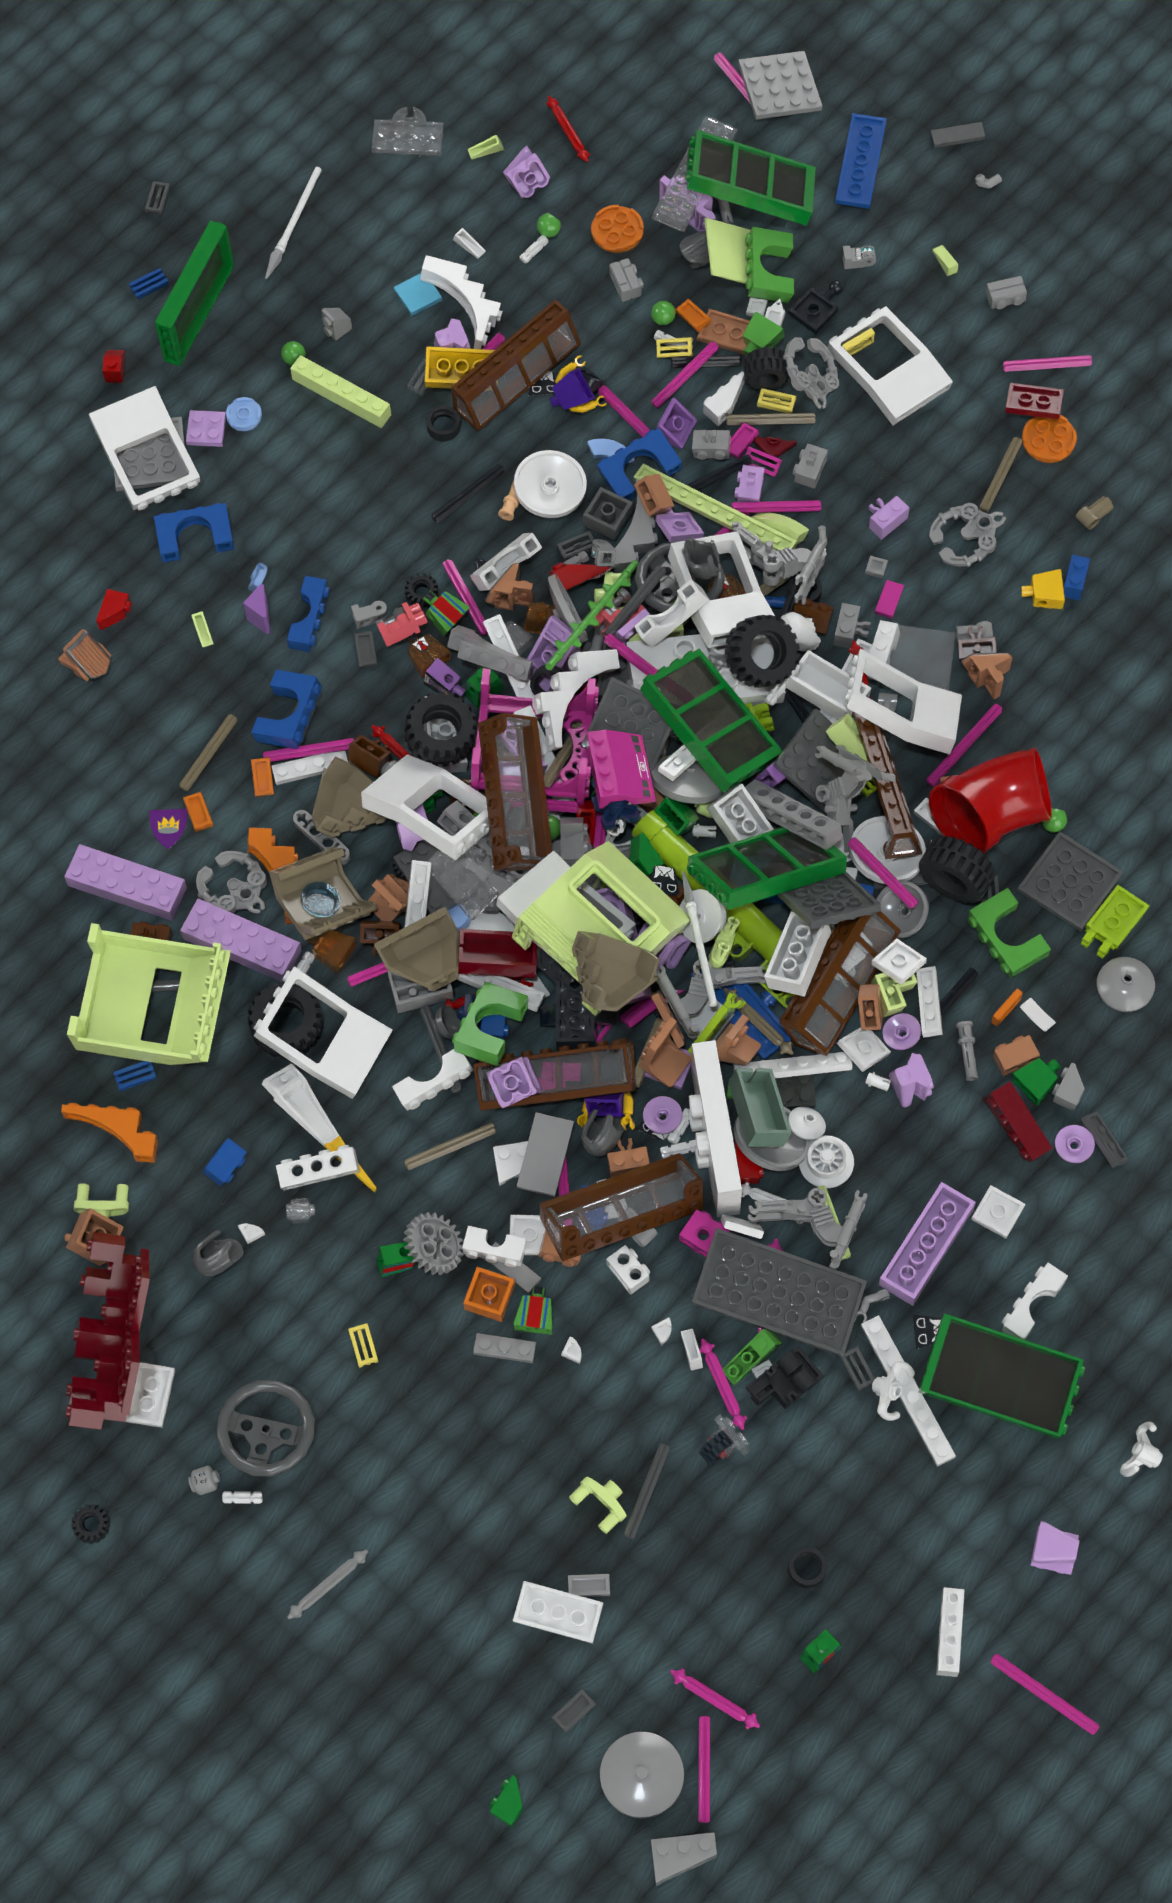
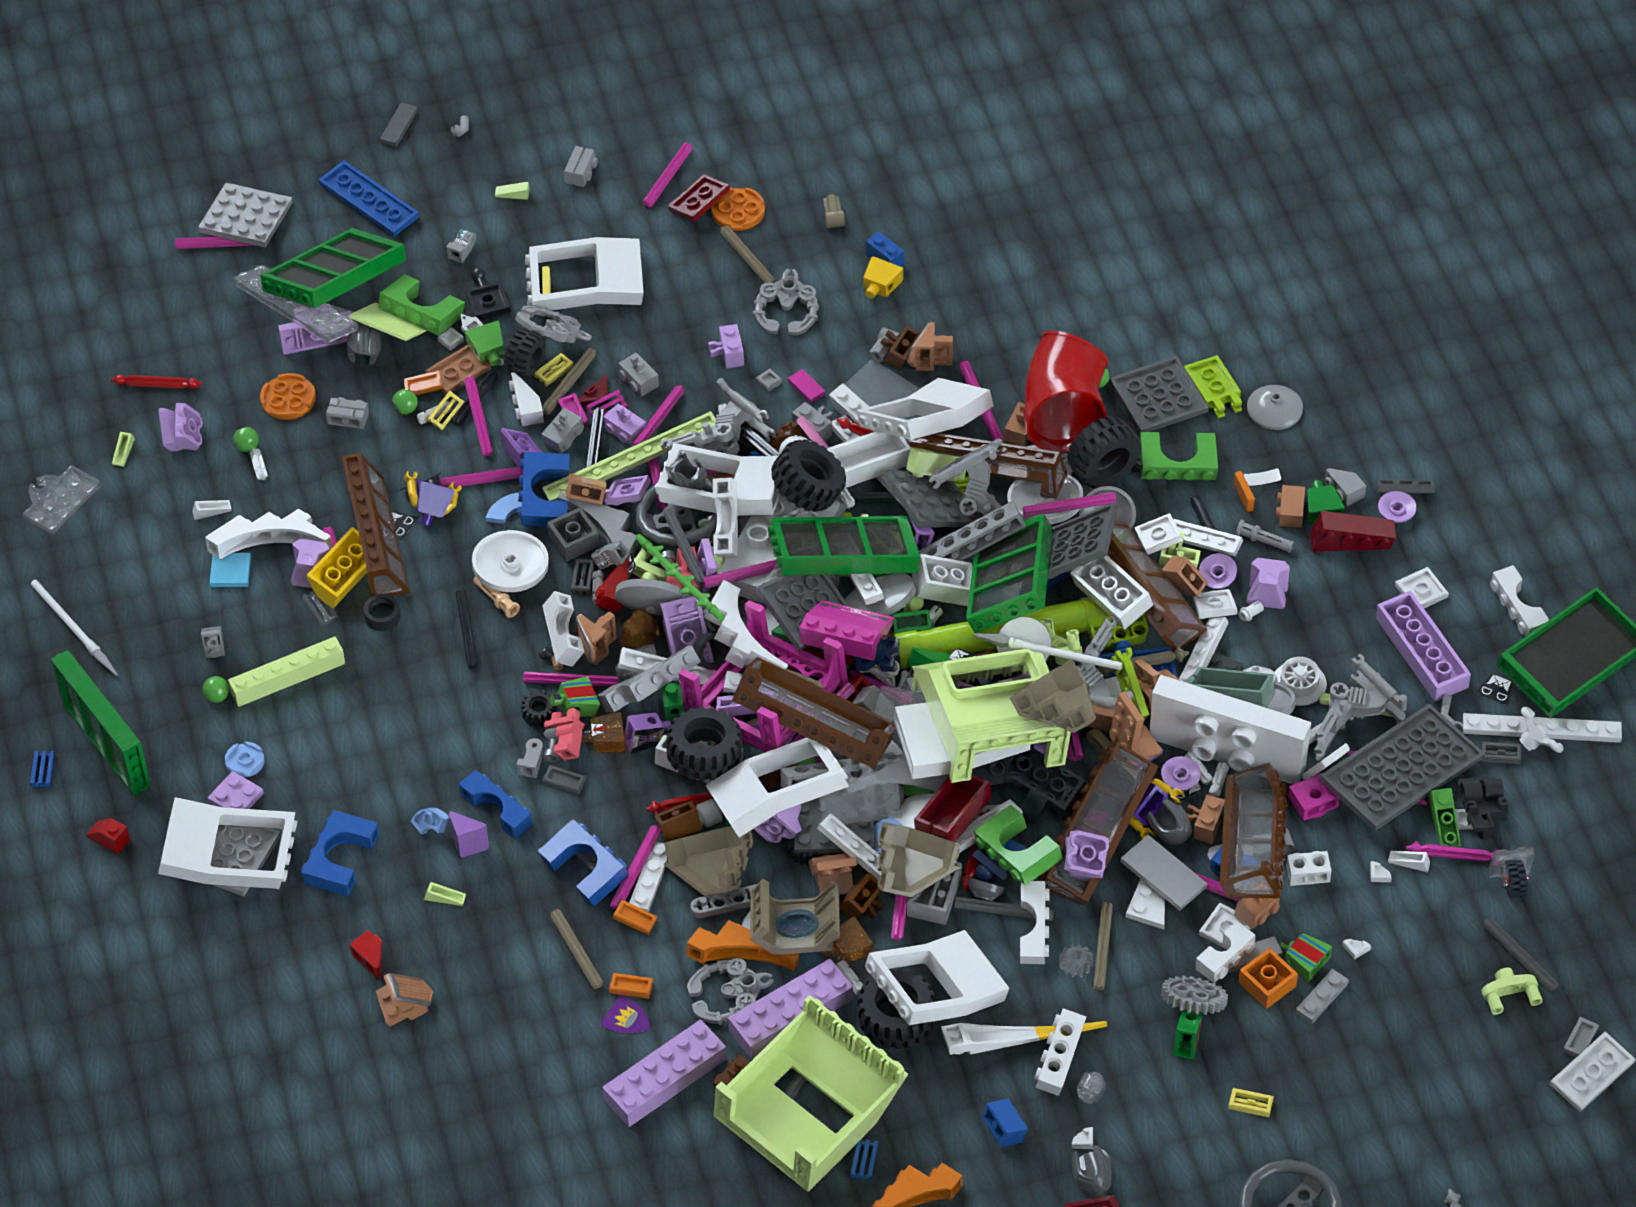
camera: 60 degrees left, 15 degrees down
(424, 1137) = (1076, 960): none -> clear gear
(783, 524) = (682, 417): yellowish green slope -> none
(826, 634) = (810, 431): none -> bright pink tile

